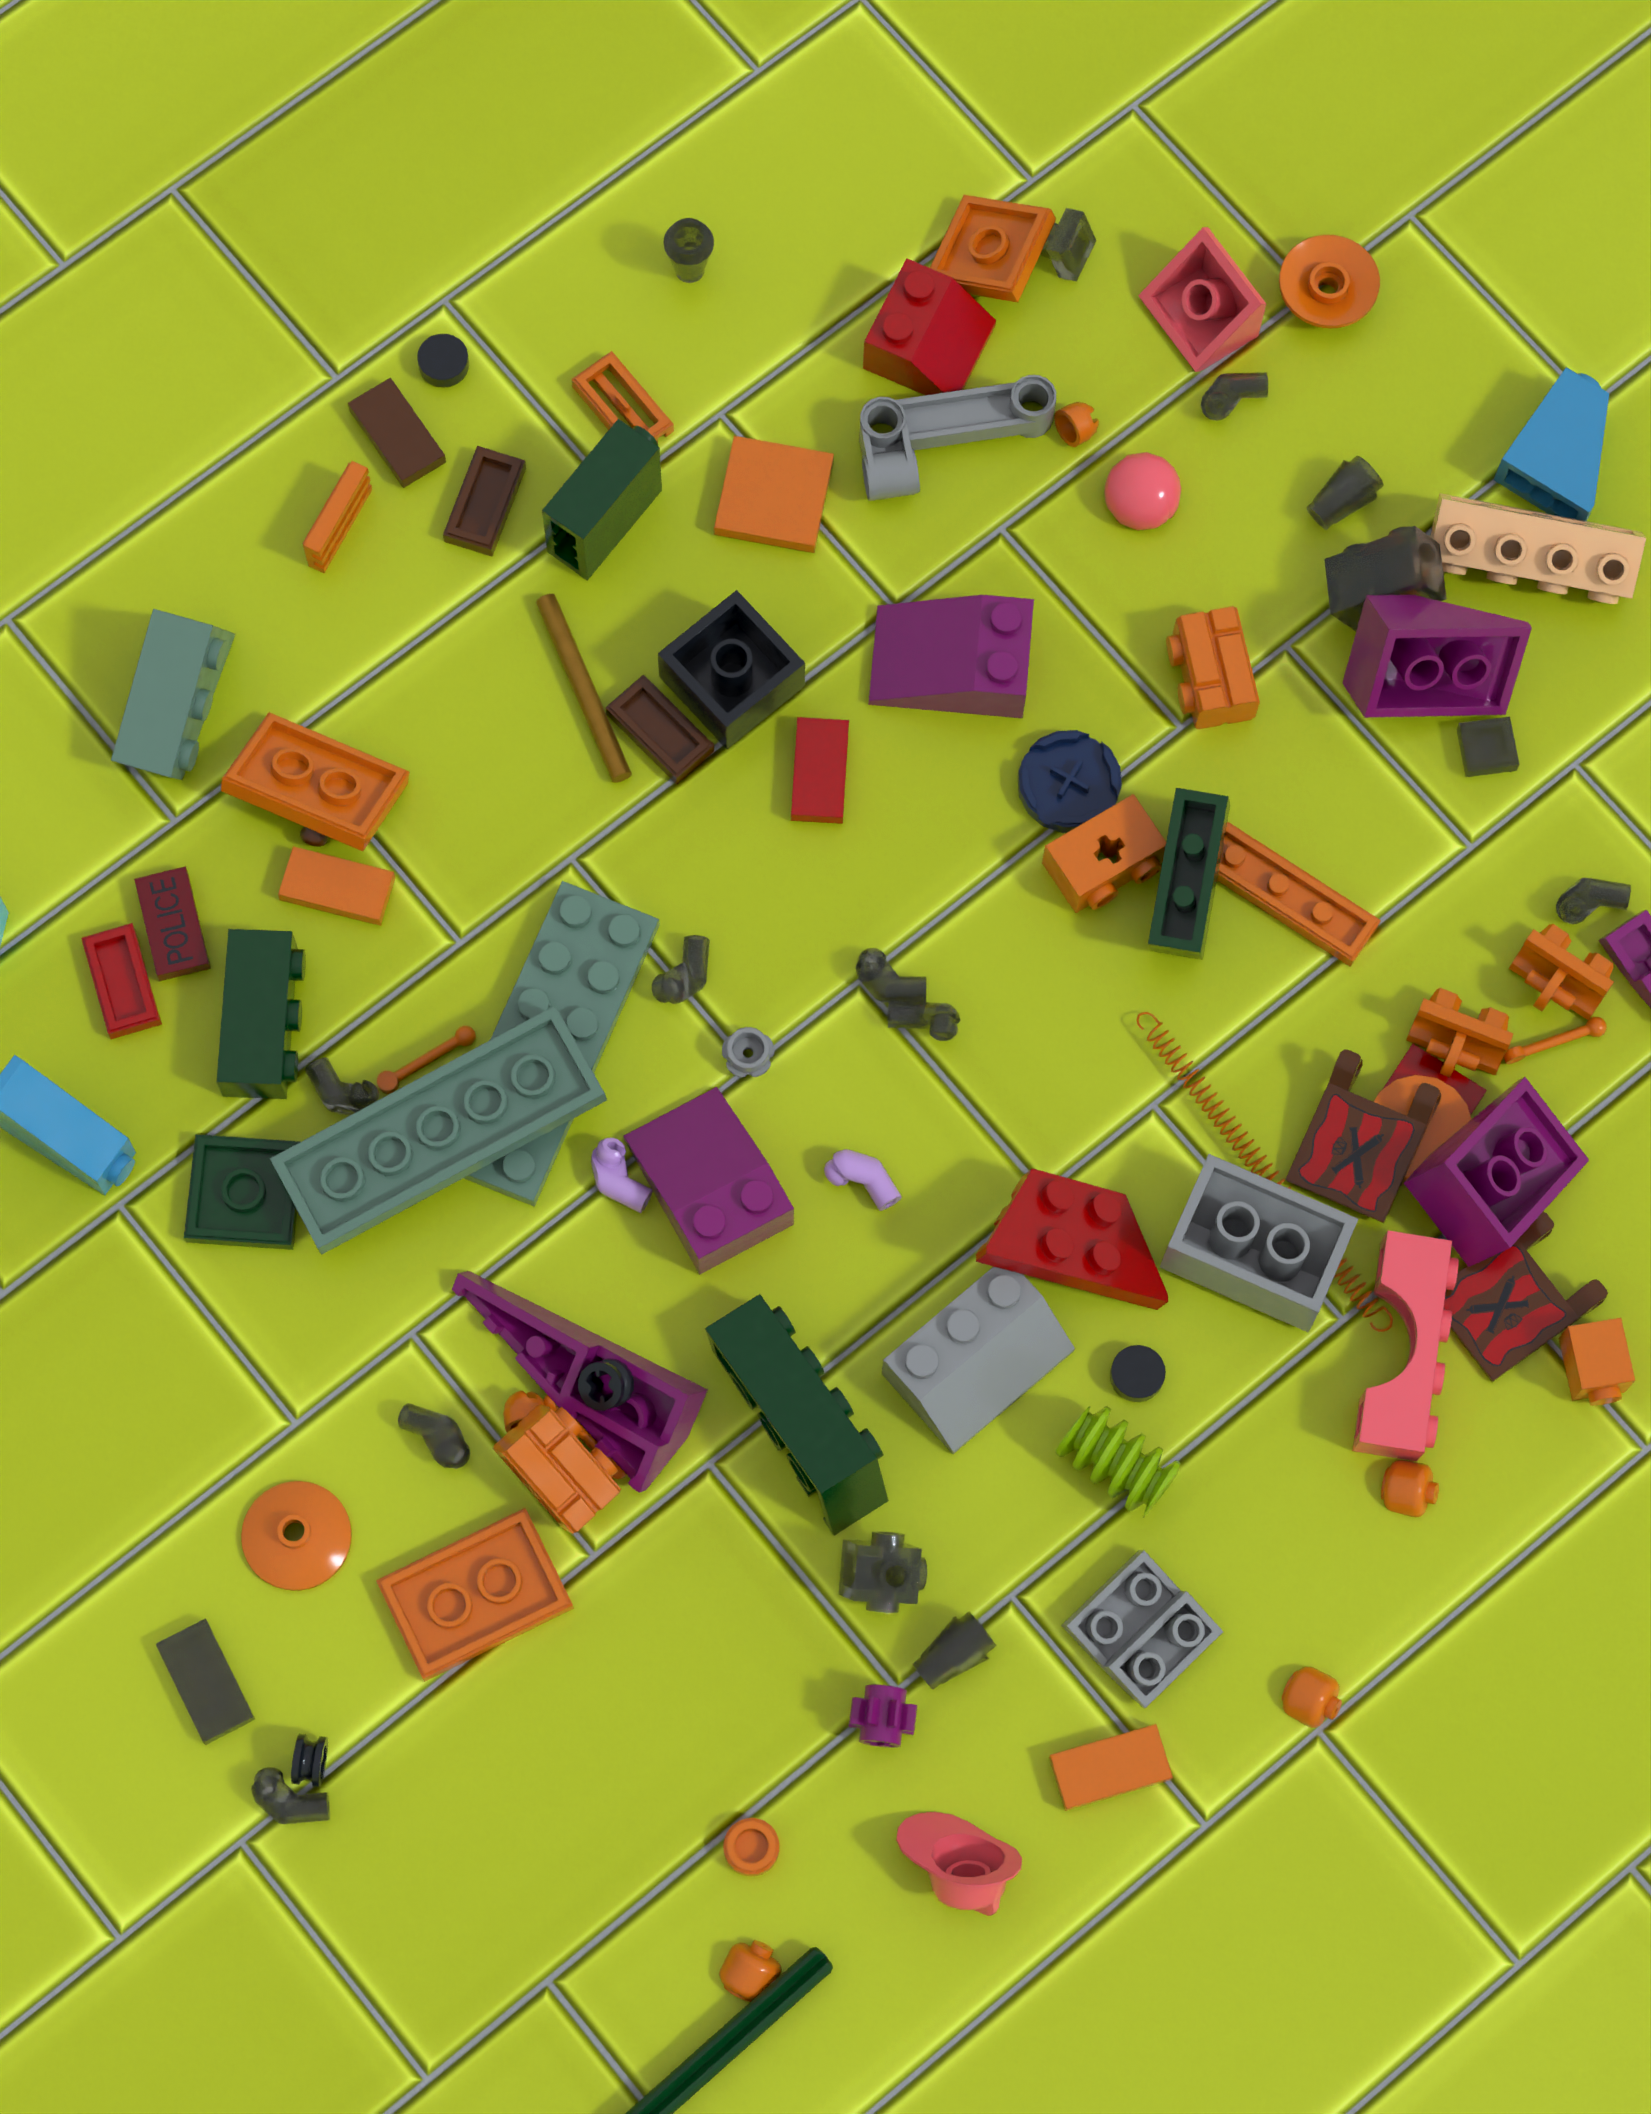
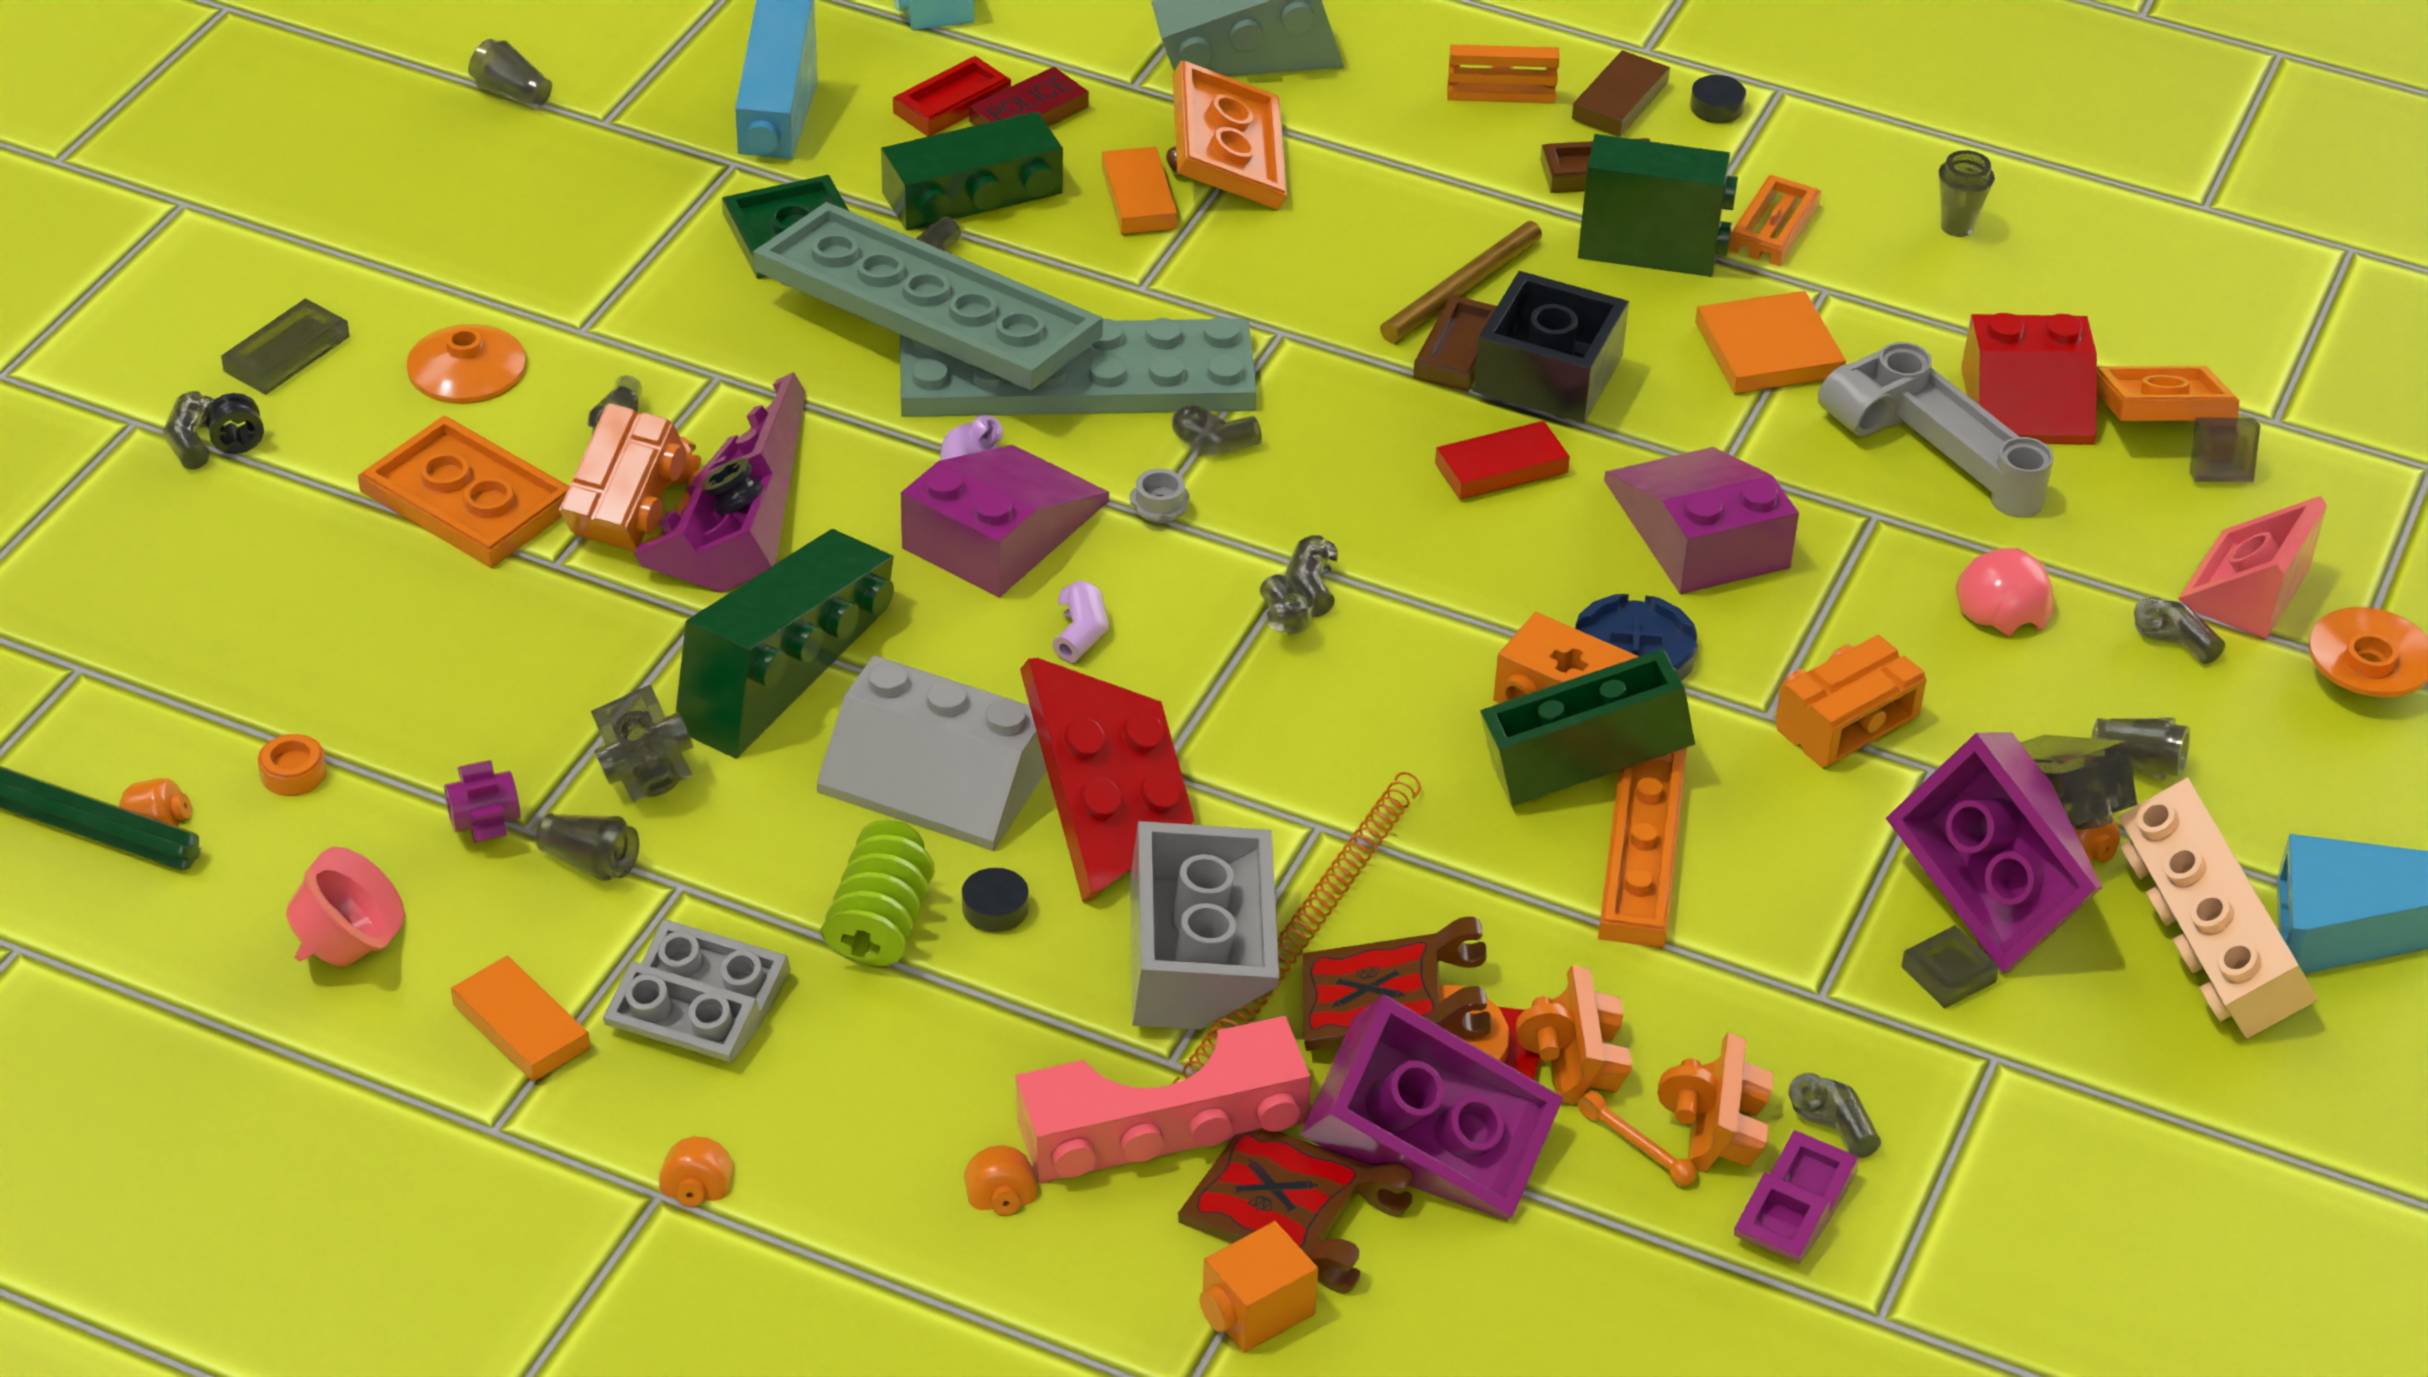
camera: 65 degrees right, 30 degrees down
(1075, 423) = (2036, 520): orange hinge -> none

